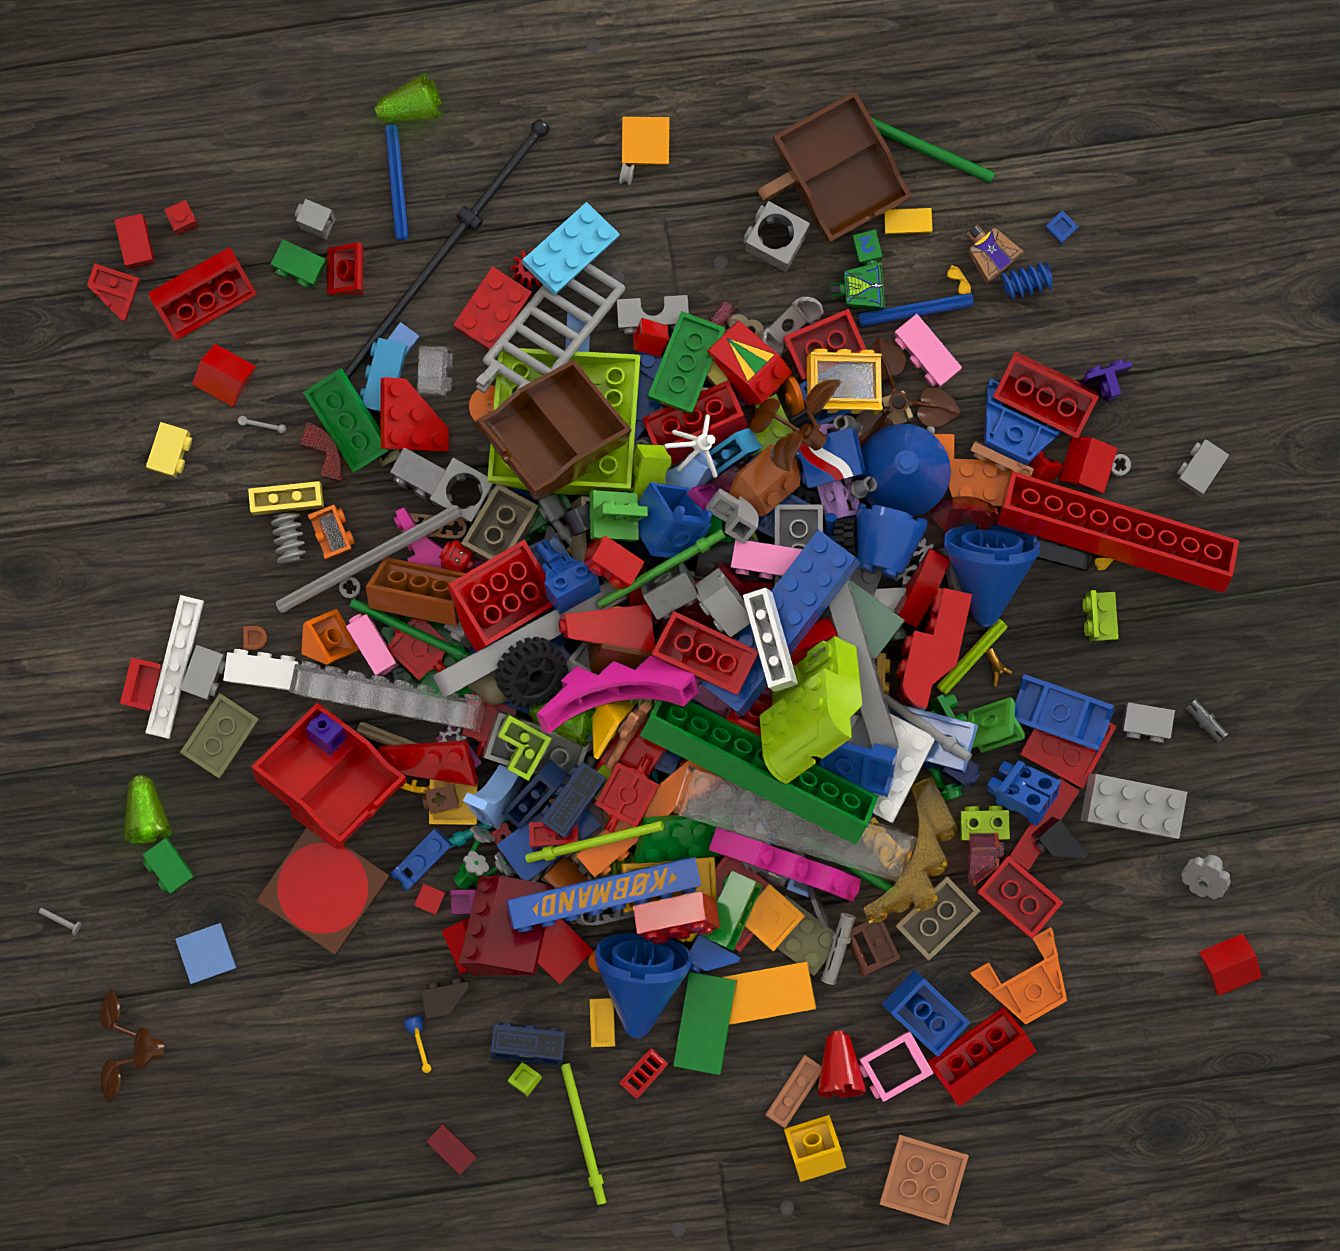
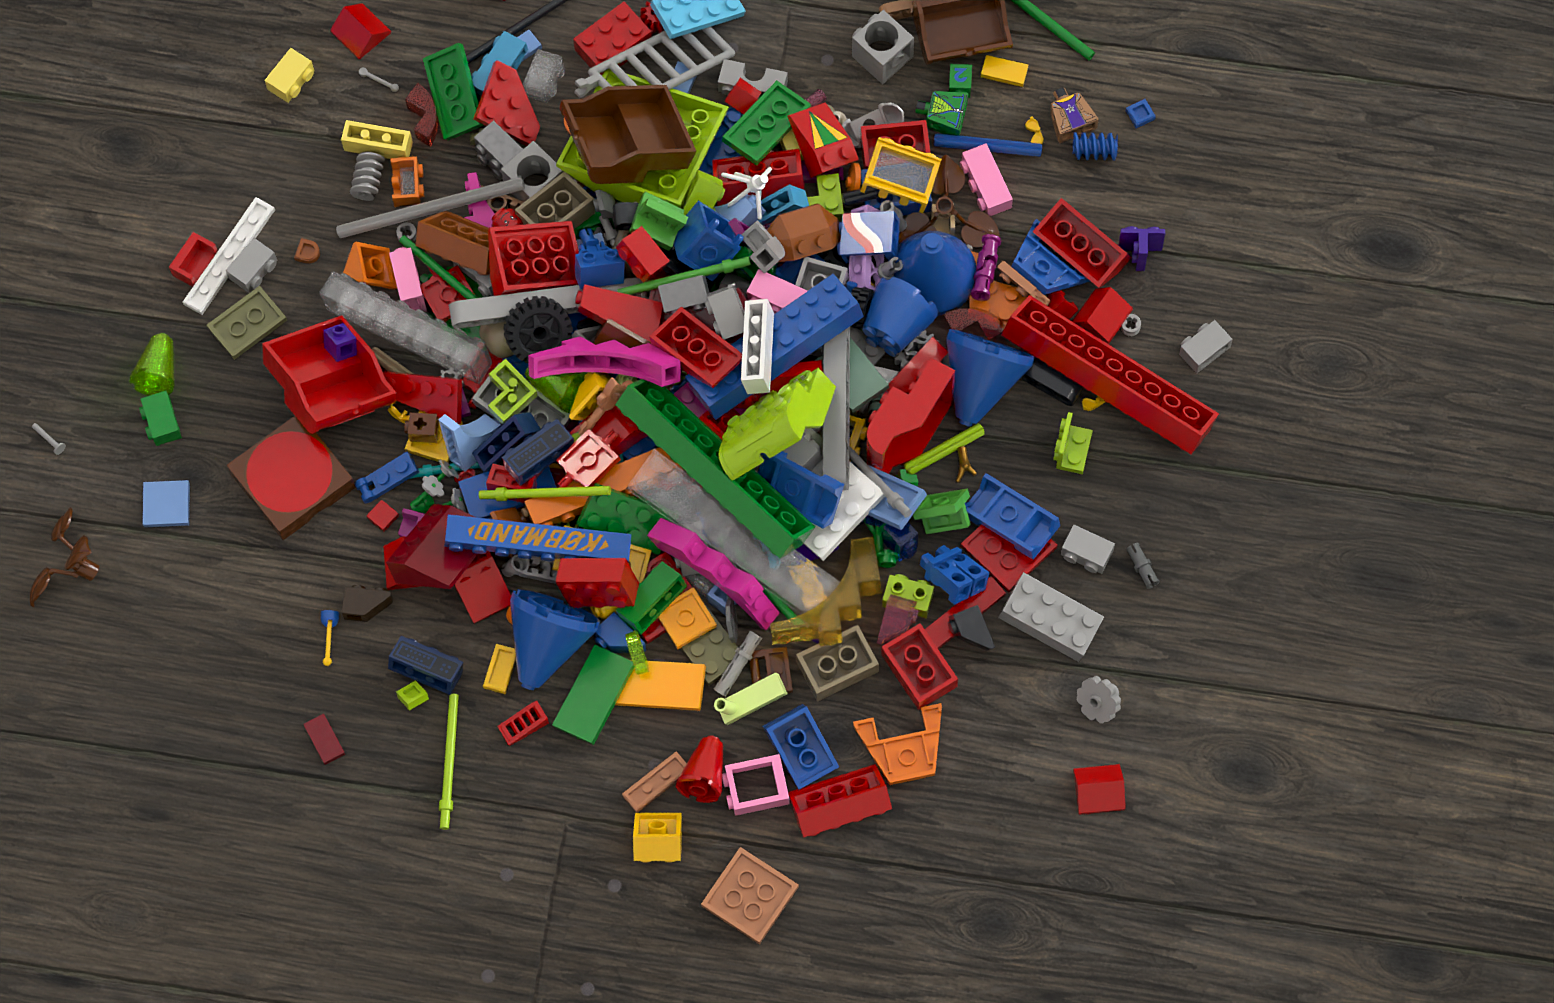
camera: 20 degrees right, 15 degrees down
(259, 669) = (298, 276): white brick -> none
(736, 972) = (637, 652): none -> clear neon green beam
(787, 447) = (854, 204): reddish brown plant -> none
(862, 981) = (750, 698): none -> yellowish green piece
(957, 451) = (985, 267): none -> magenta piece

